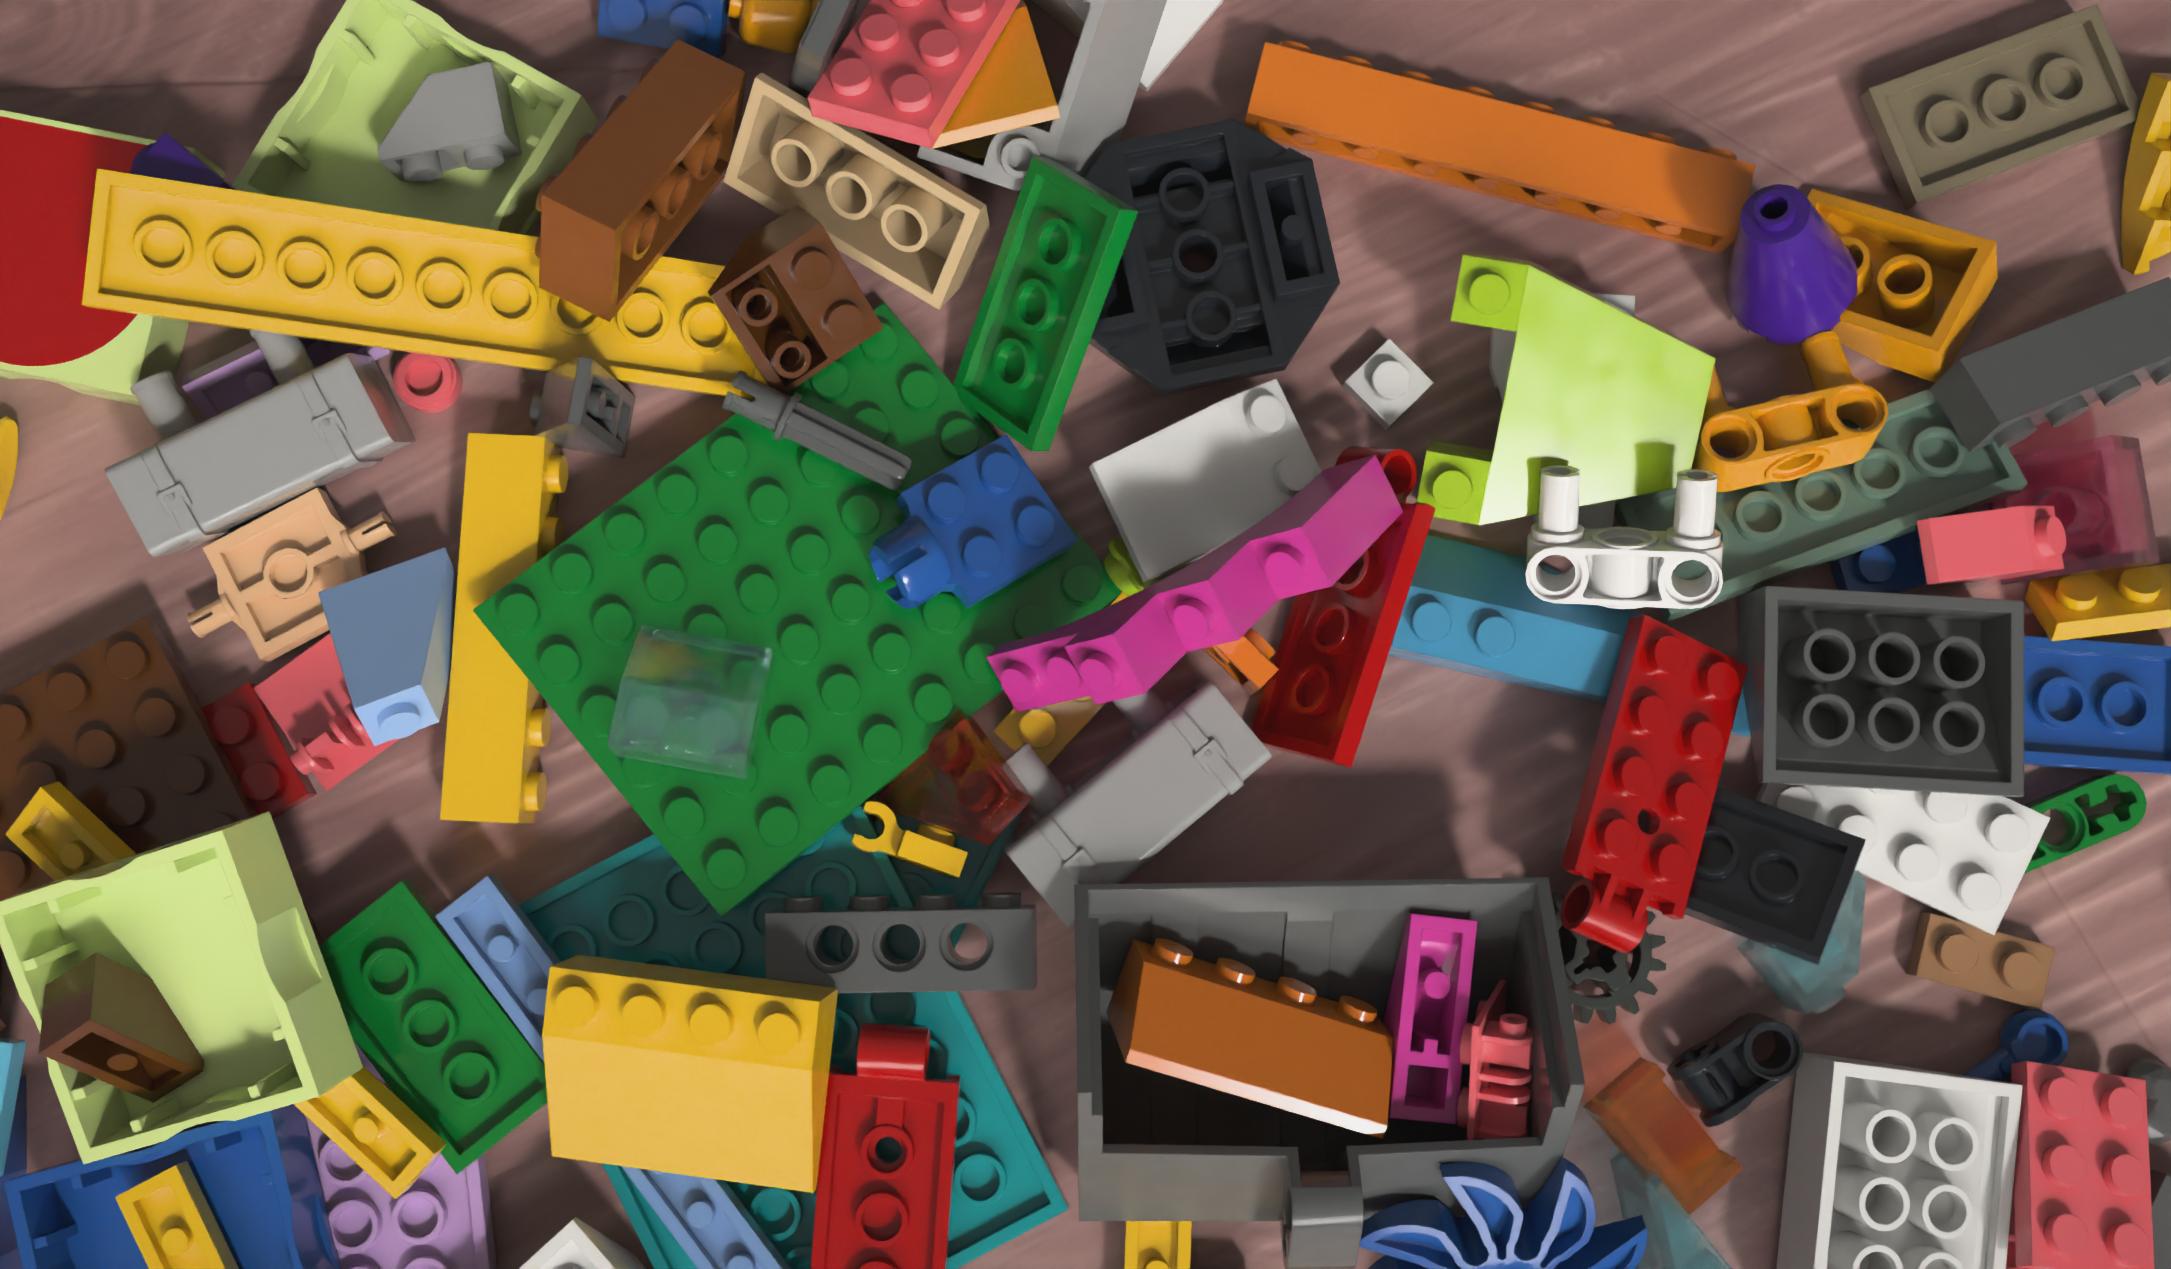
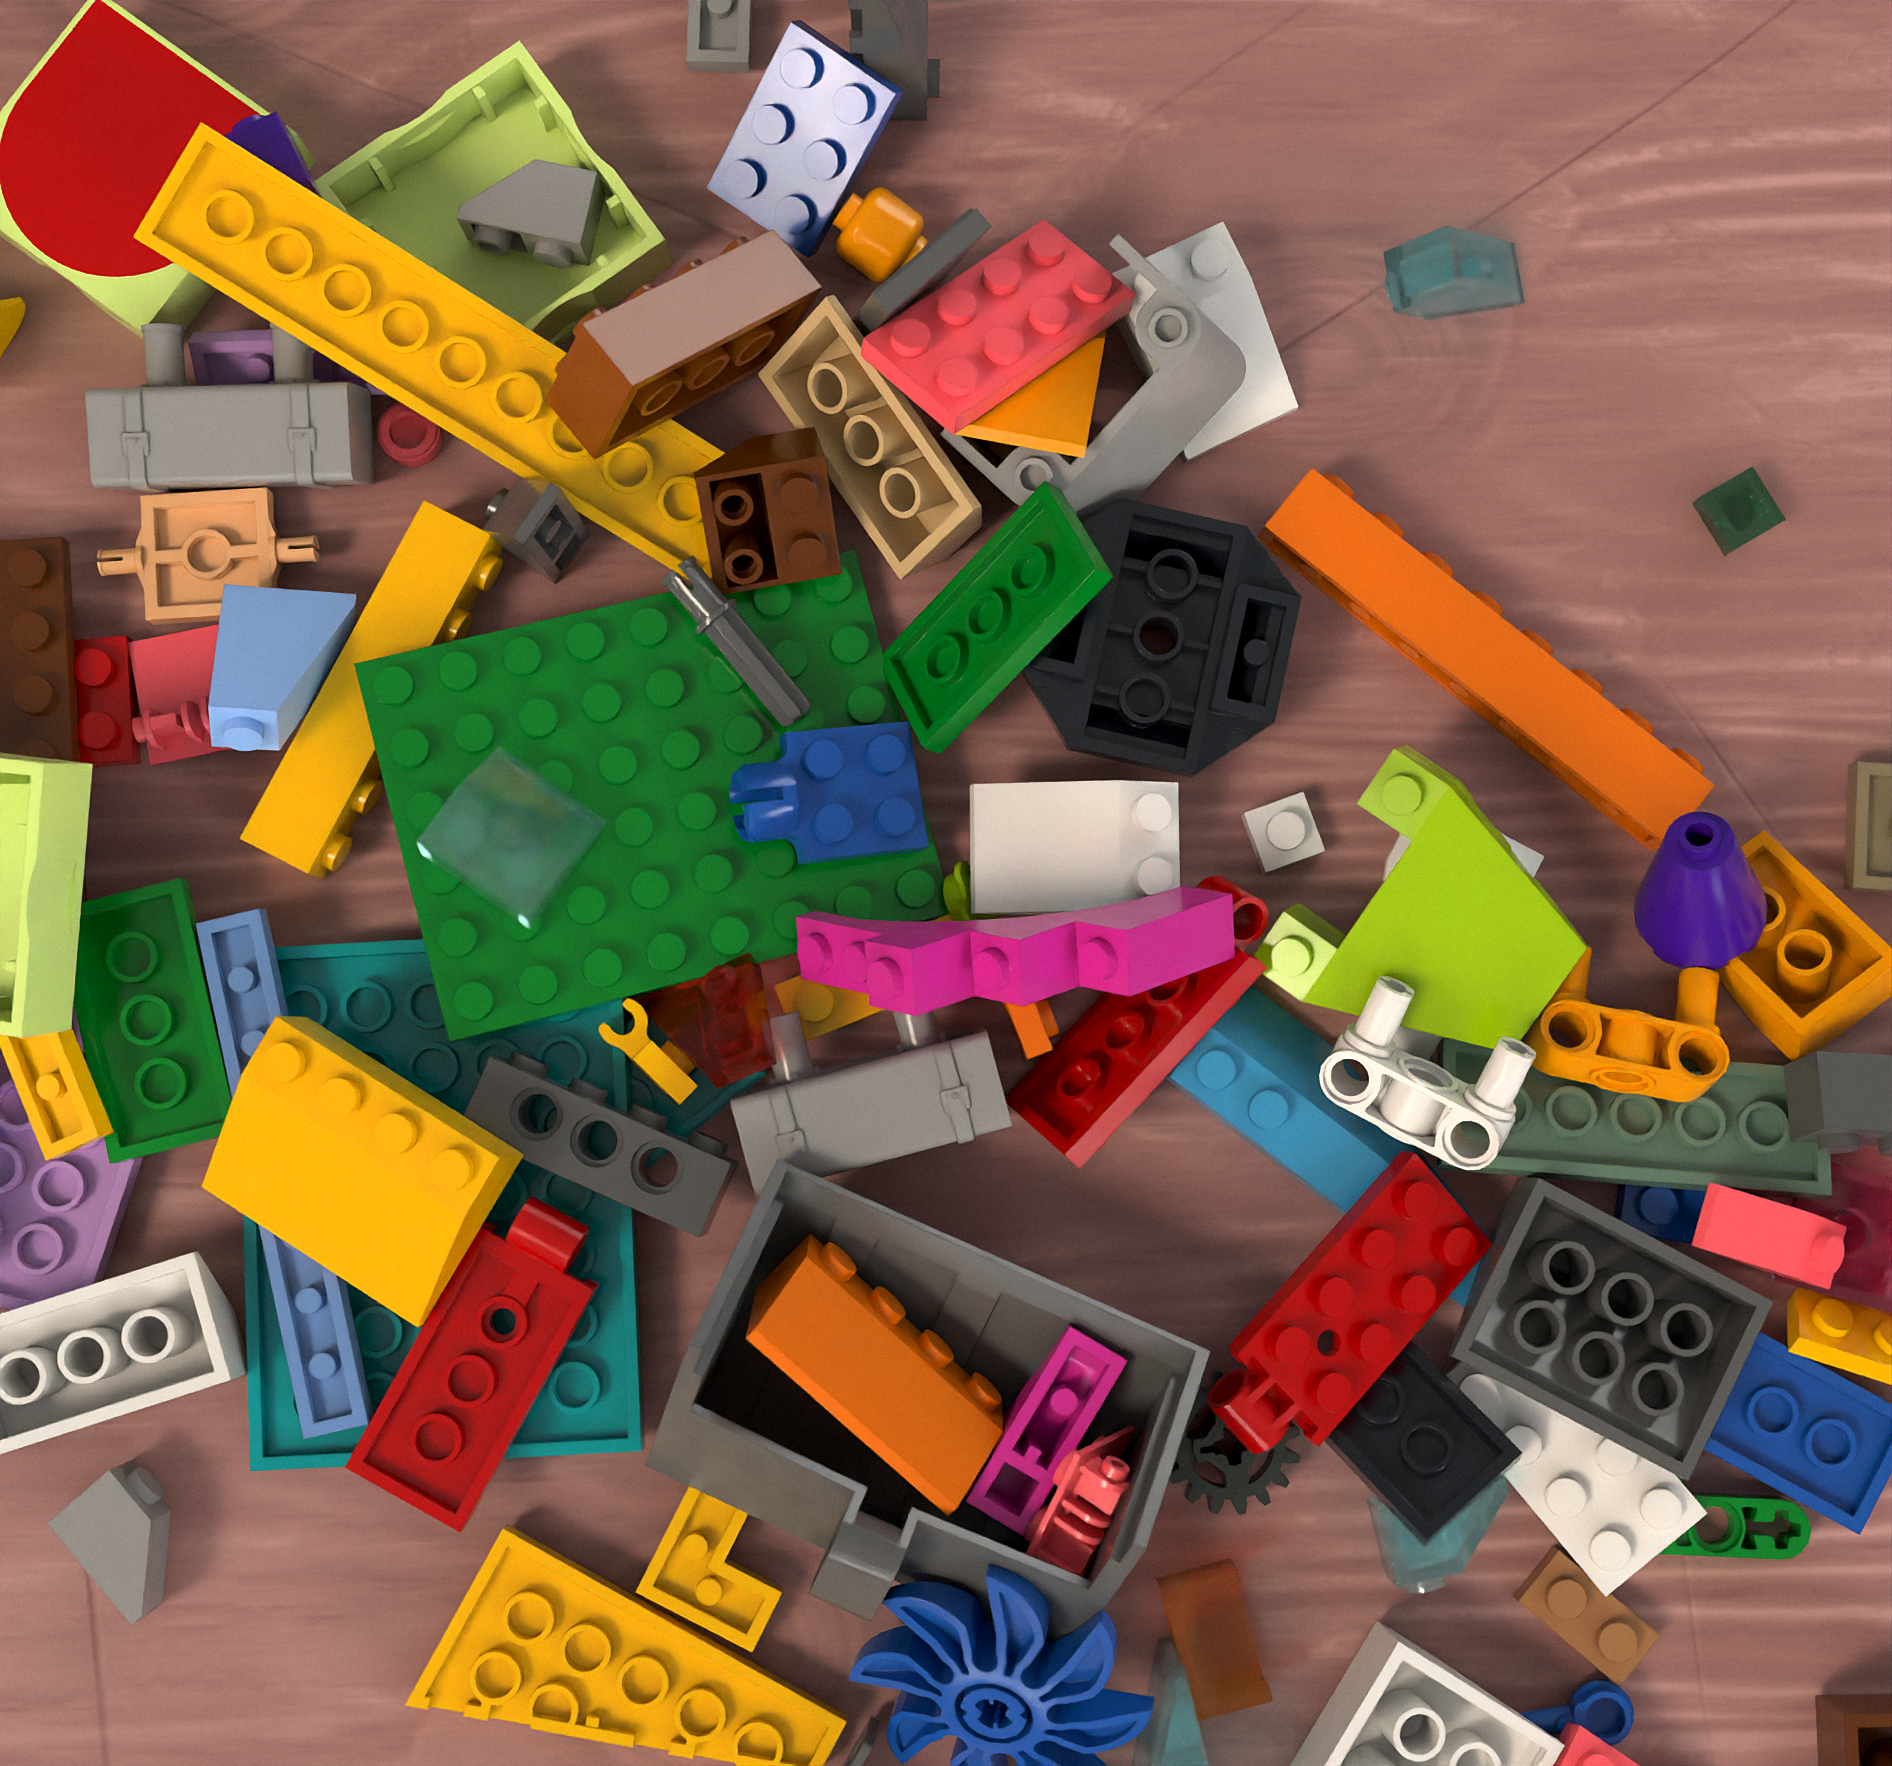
camera: 25 degrees right, 0 degrees up
(1732, 1068) = (1307, 1606): black piece -> none

